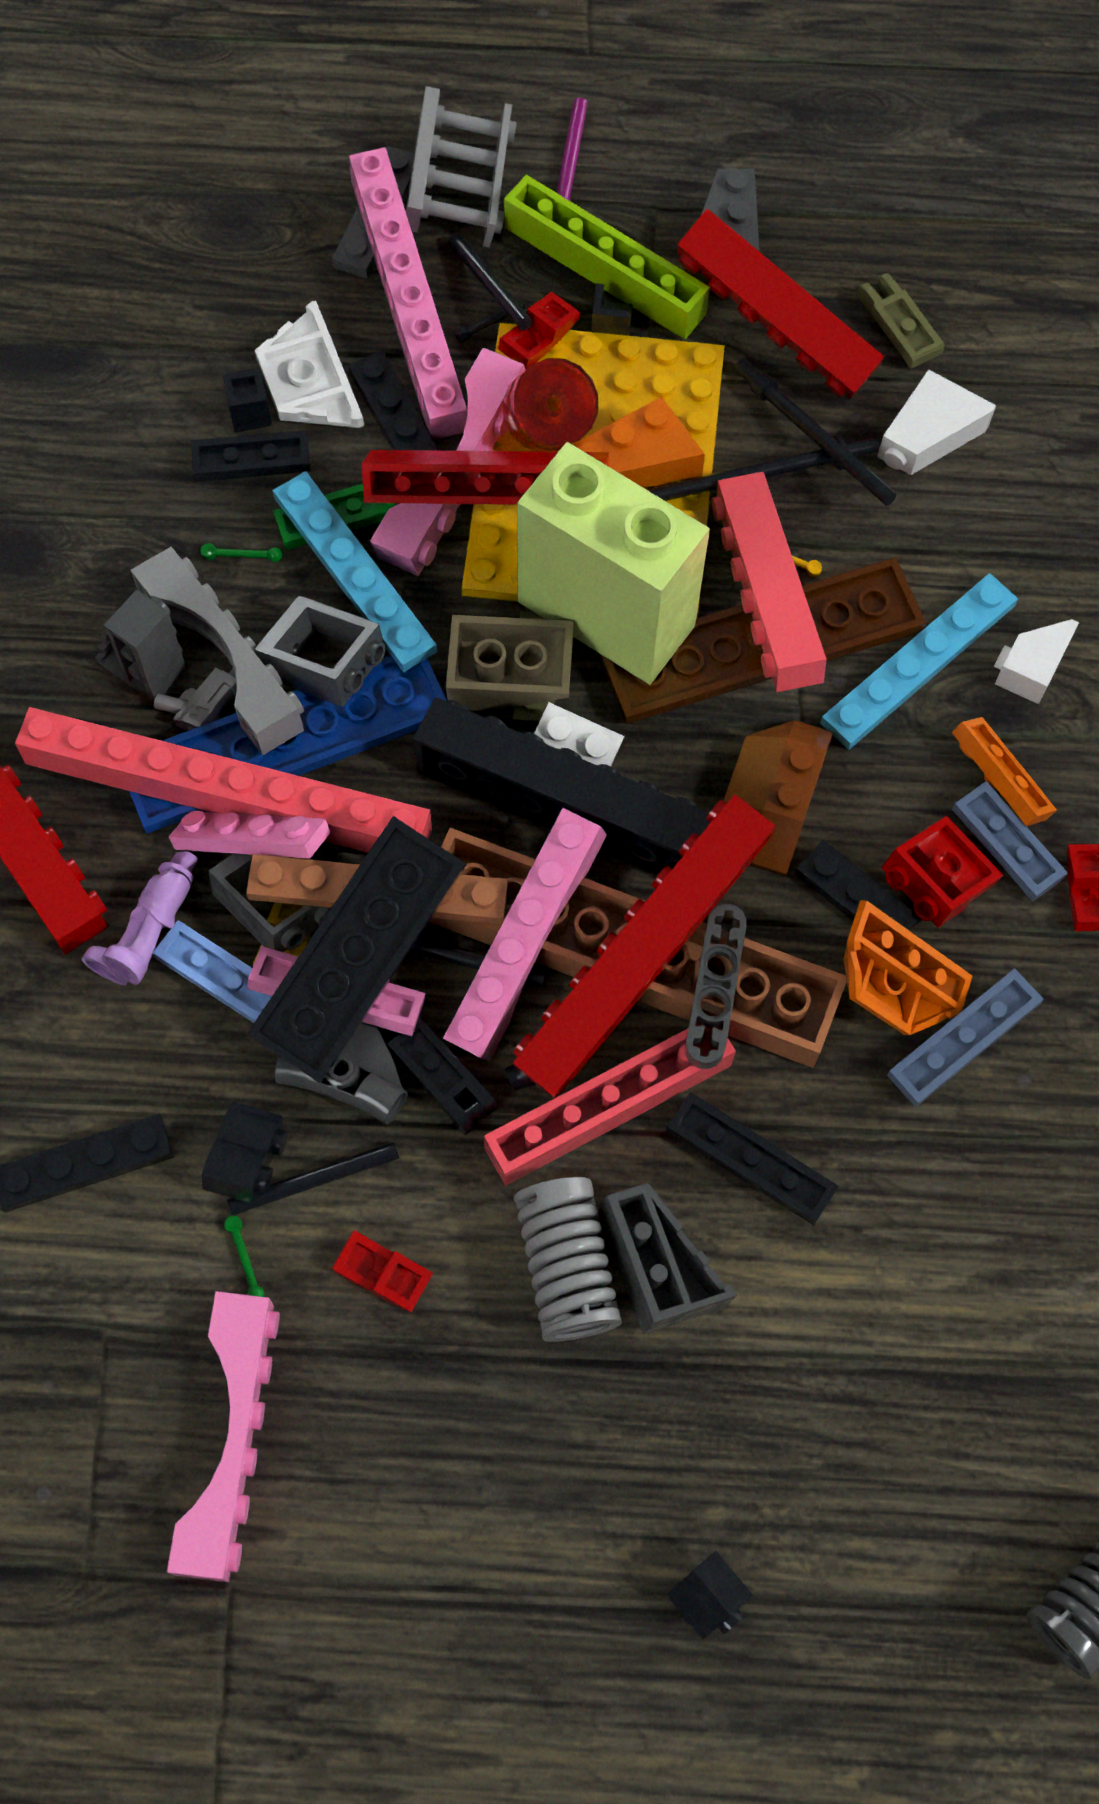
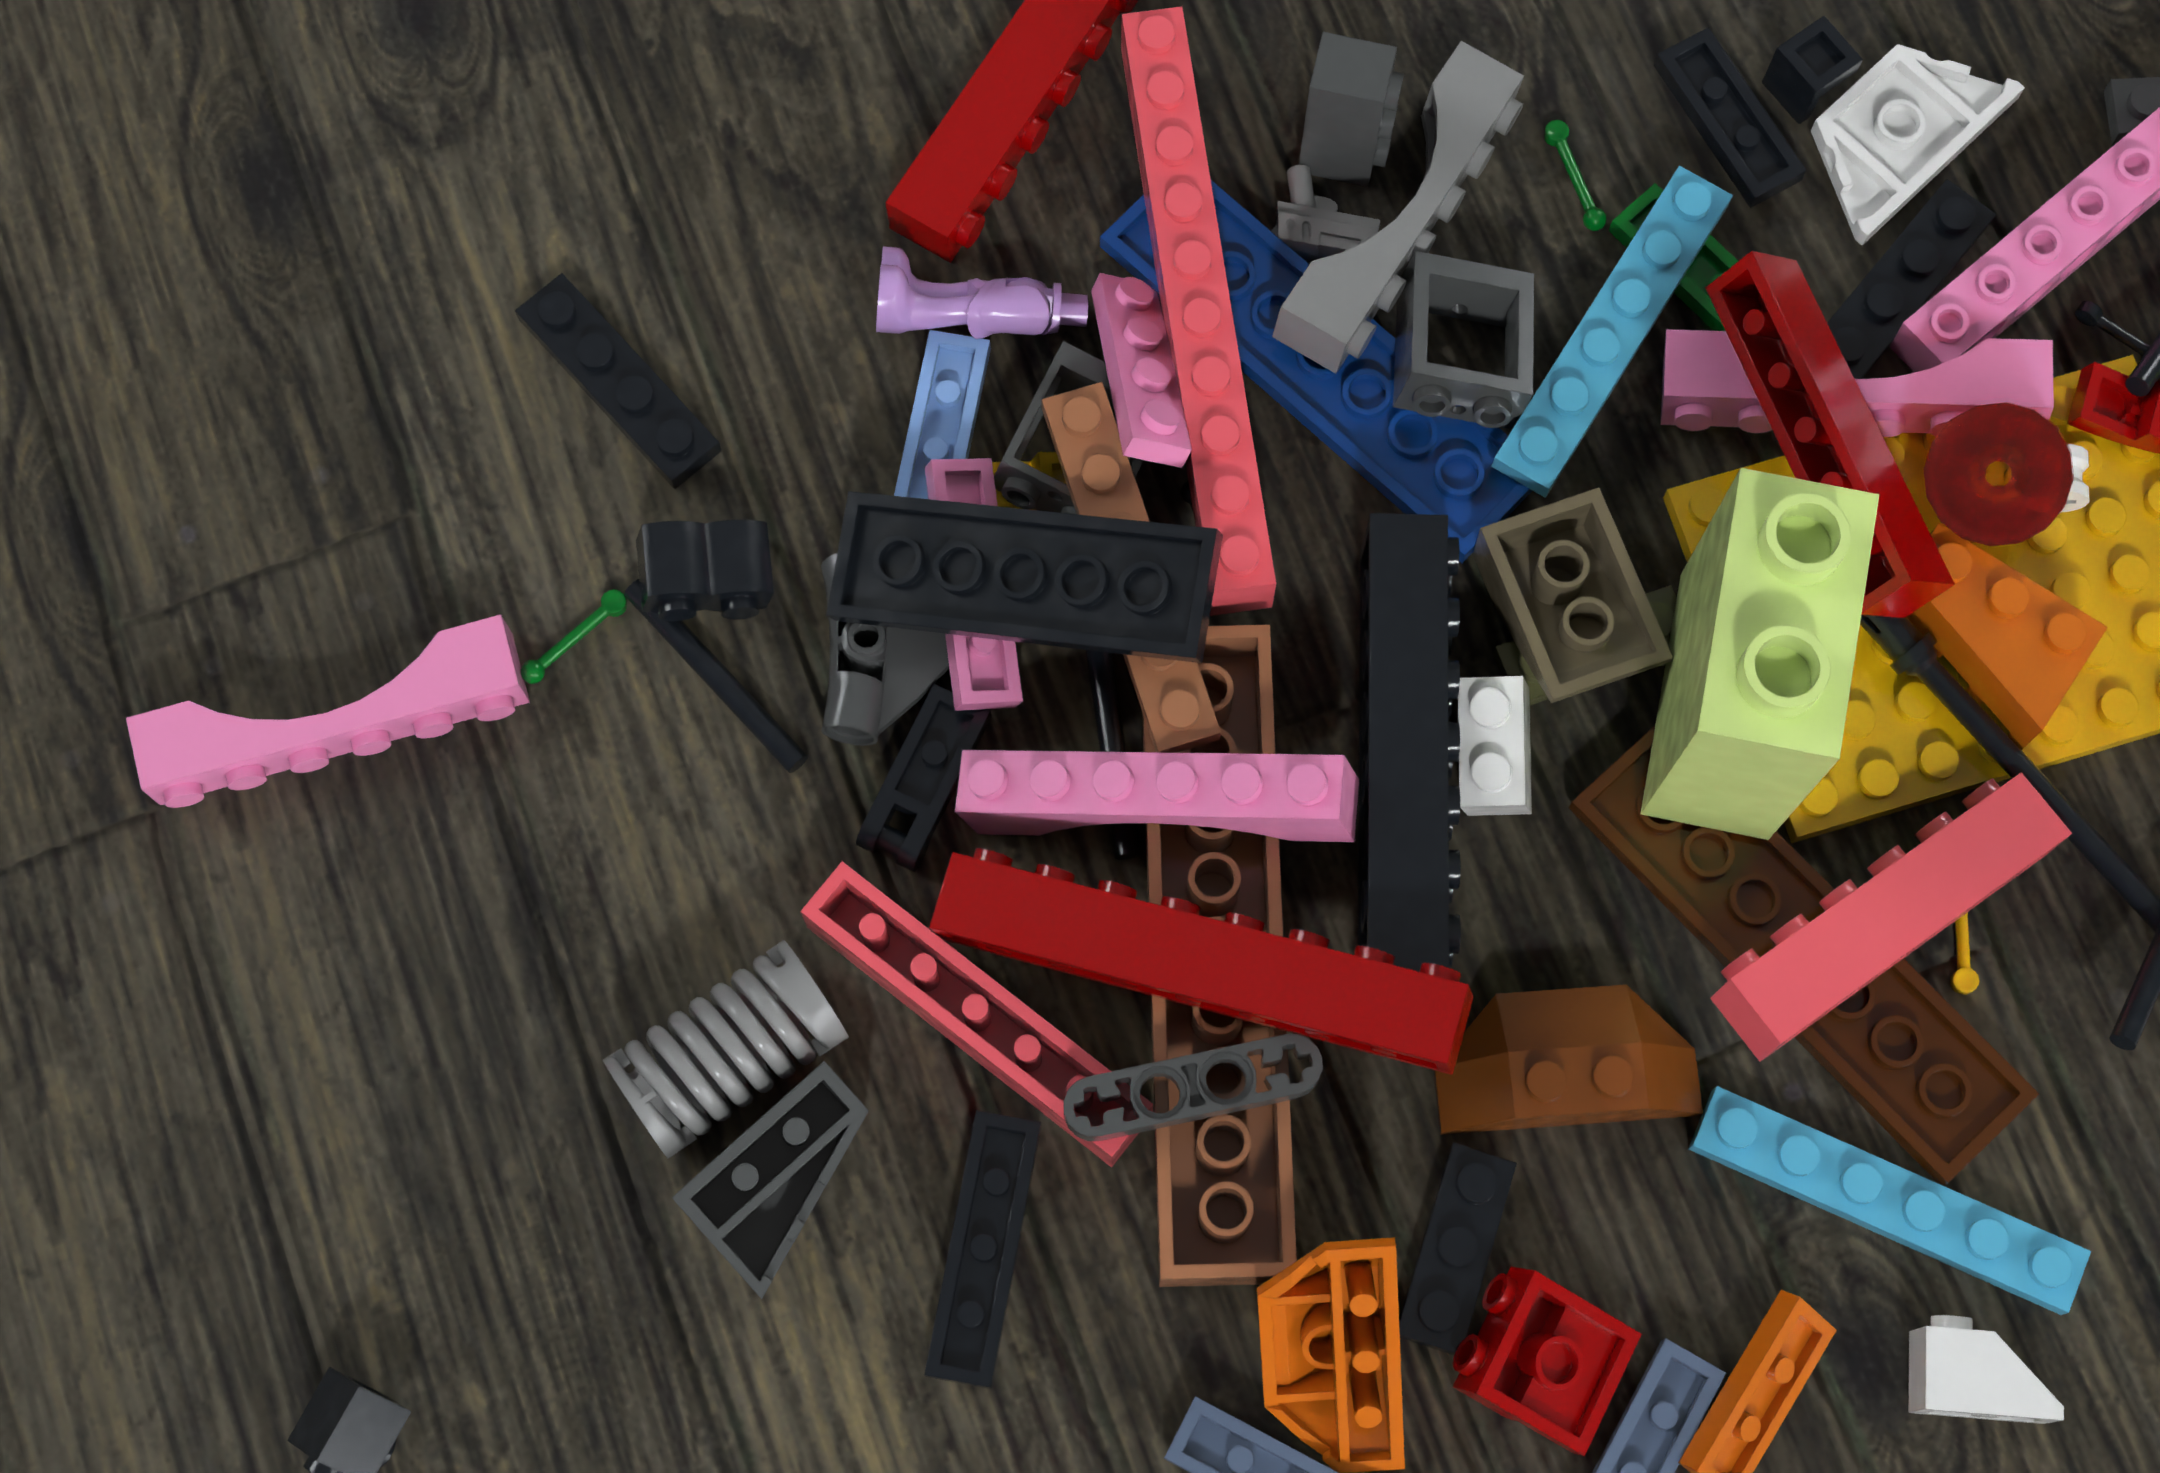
camera: 70 degrees right, 5 degrees up
(381, 1271) = (624, 816): red slope -> none

